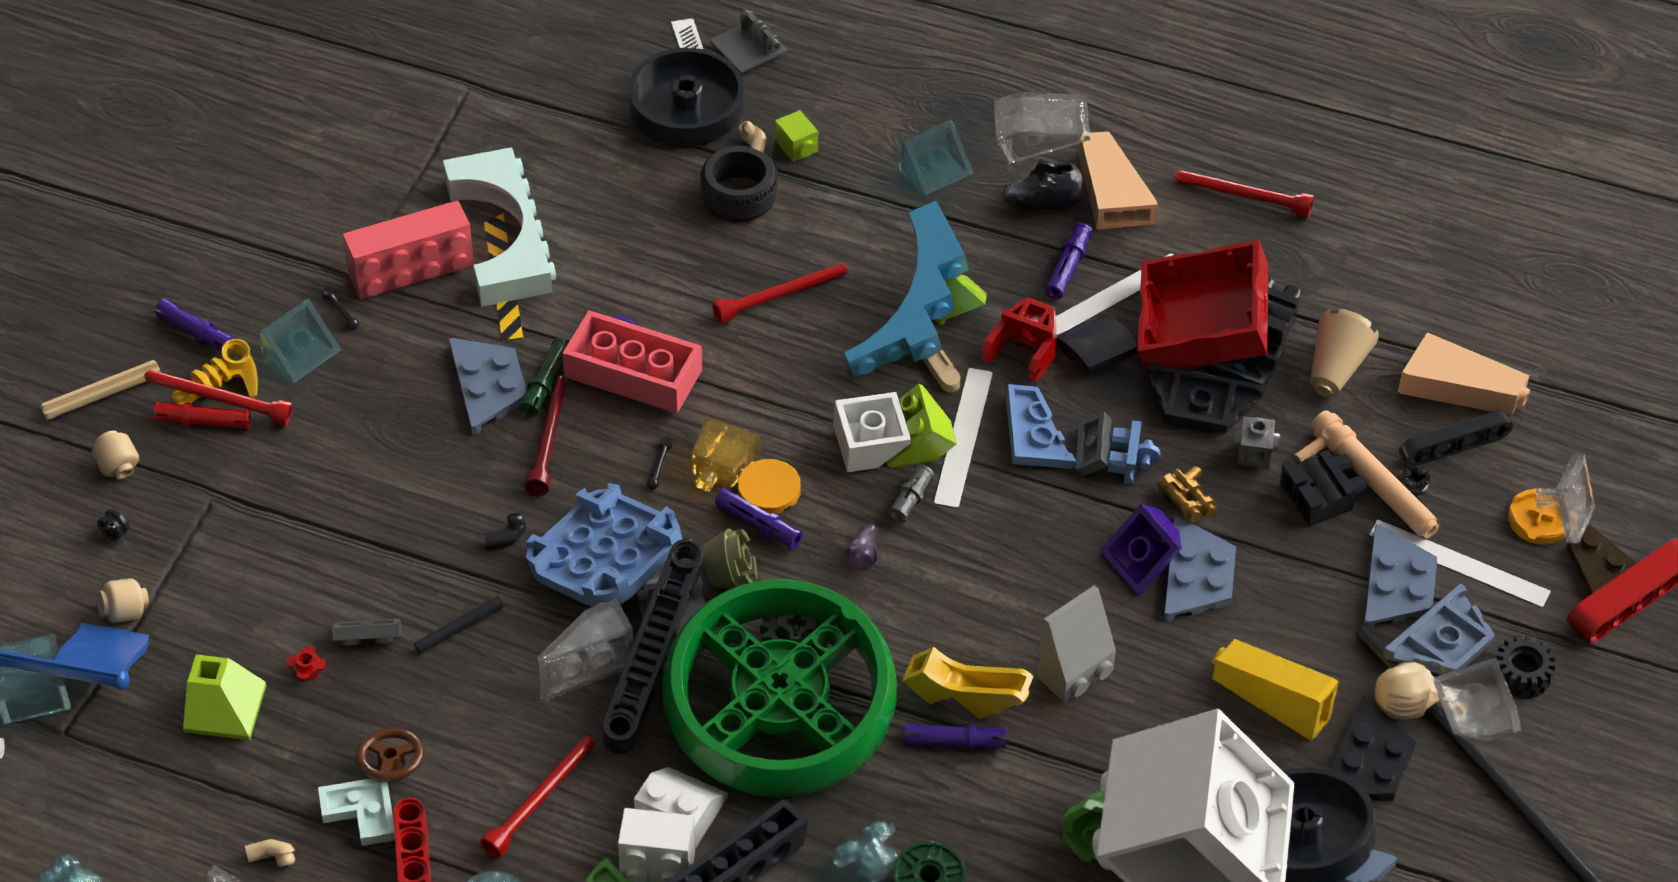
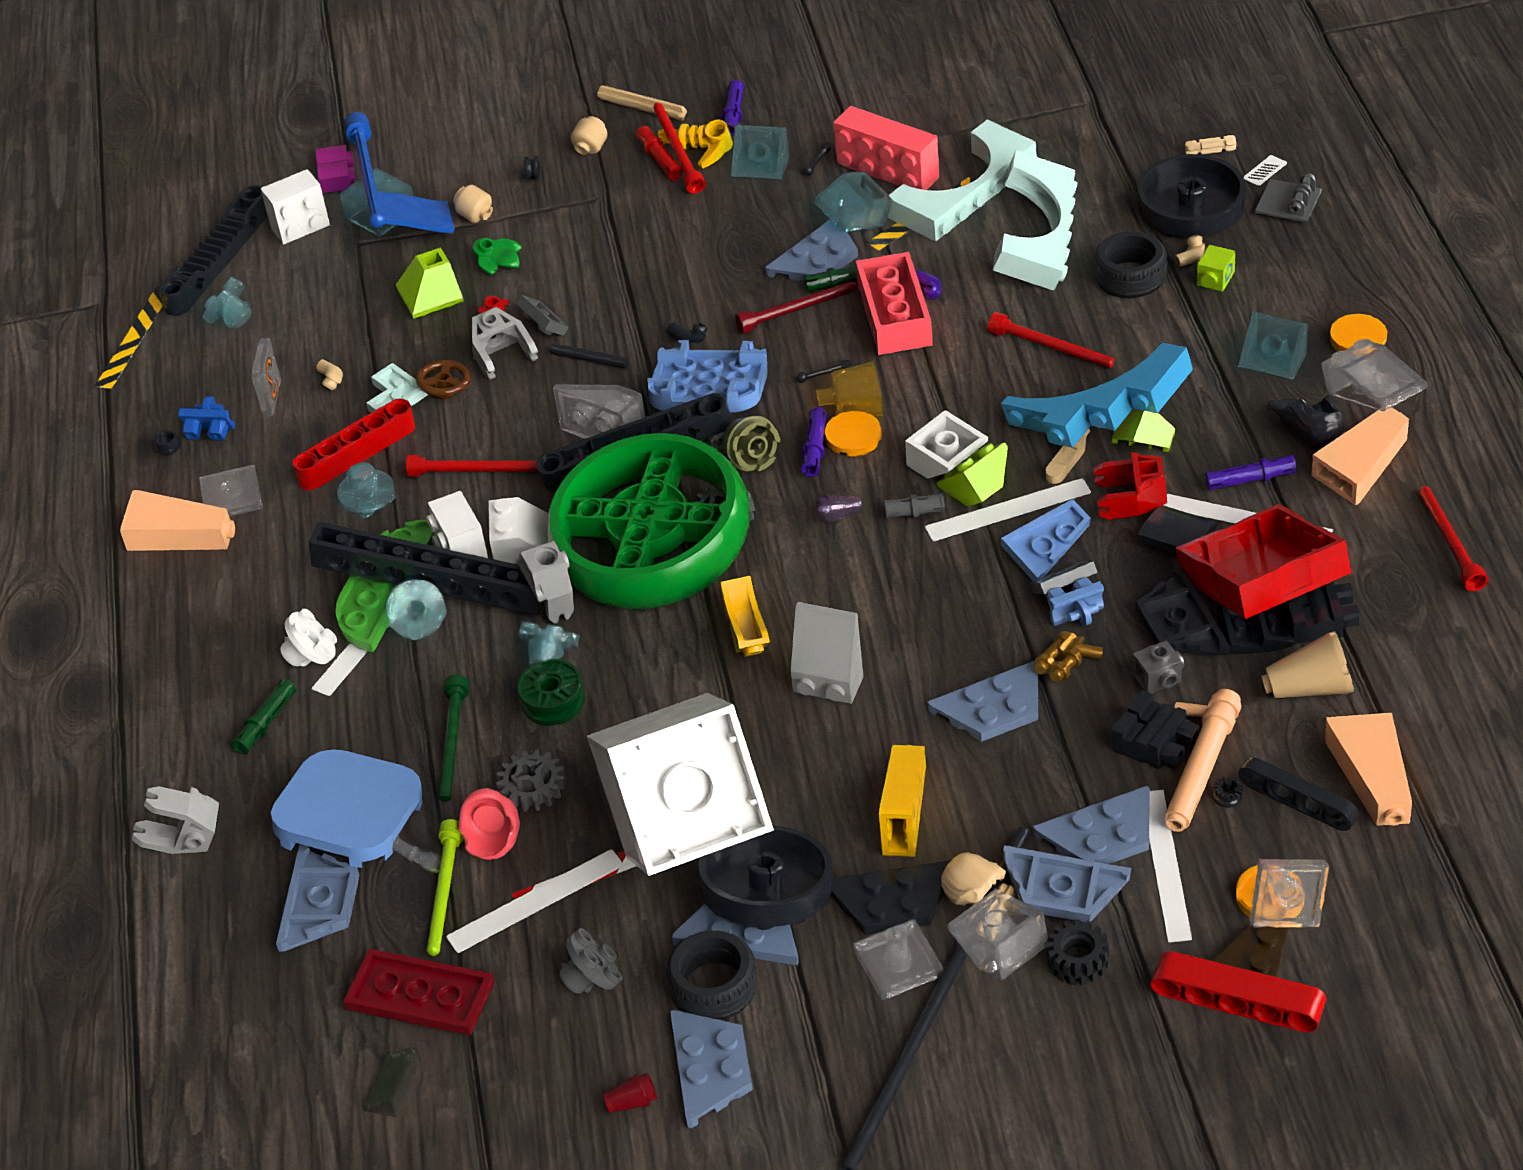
camera: 65 degrees right, 5 degrees down
(220, 622) = (496, 253): none -> green plate
(358, 681) = (507, 331): none -> light grey piece
(459, 312) = (855, 202): none -> clear light blue slope
(577, 172) = (1051, 189): none -> light aqua arch
(623, 48) = (1211, 145): none -> tan axle
(795, 794) = (549, 578): none -> light grey piece
(955, 736) = (705, 650): dark purple pin -> none
(962, 103) = (1355, 327): none -> light orange tile
(1143, 547) = (985, 654): dark purple slope -> none
(1443, 790) = (898, 959): none -> clear tile

